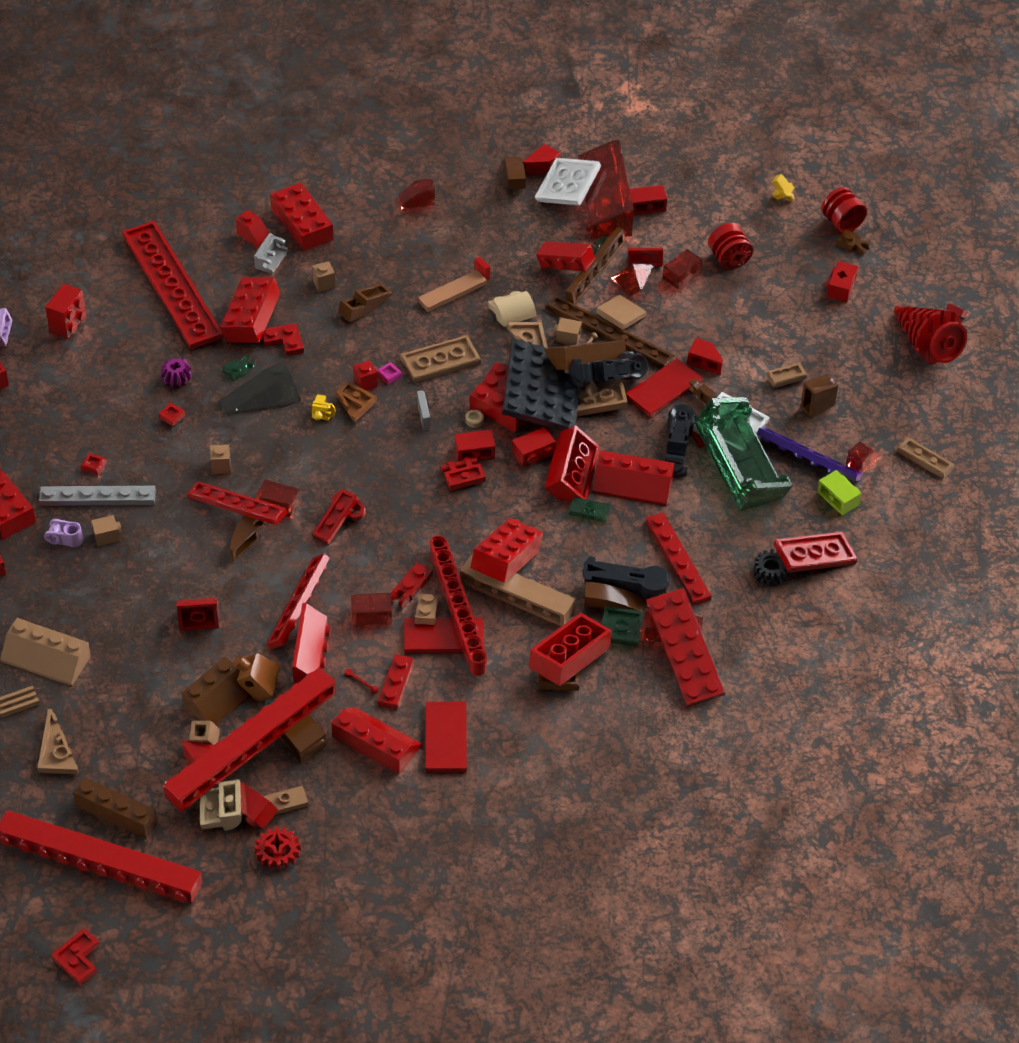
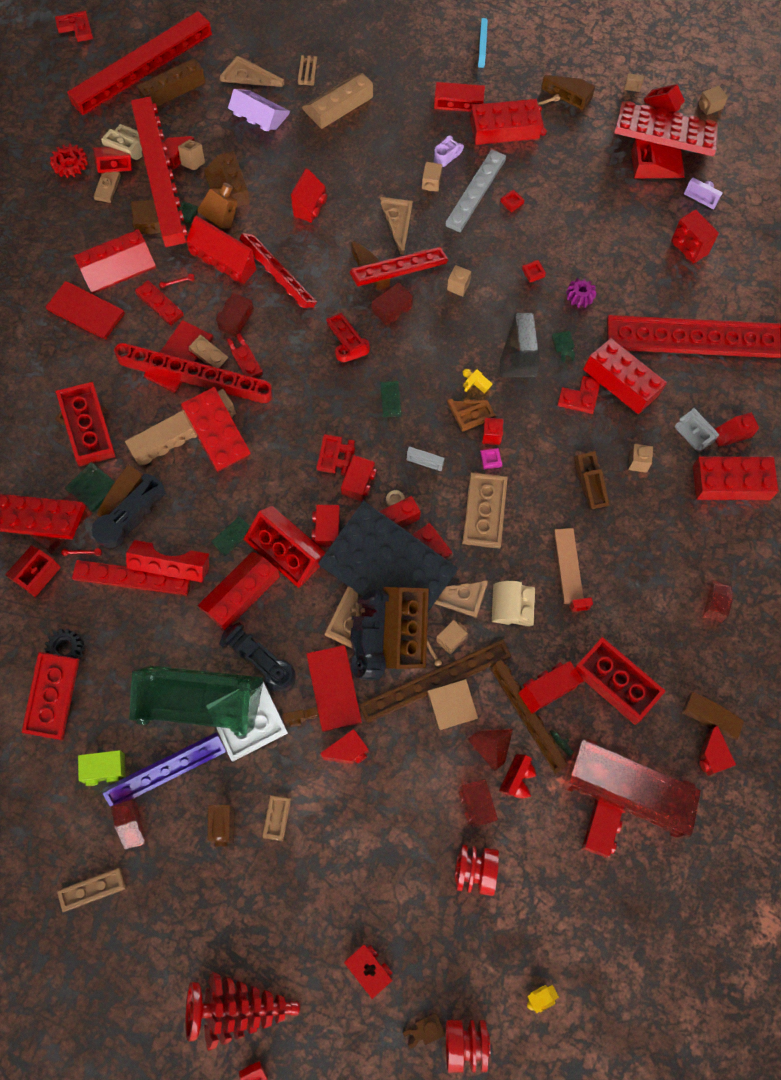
camera: 120 degrees right, 20 degrees up
(102, 713) = (257, 109): none -> lavender slope
(172, 537) = (398, 218): none -> medium nougat wing
(379, 459) = (390, 399): none -> clear green plate
(529, 224) = (619, 681): none -> red brick
(568, 181) = (662, 754): white plate -> none
(656, 548) = (188, 566): none -> red arch
(727, 621) = (33, 570): none -> red slope

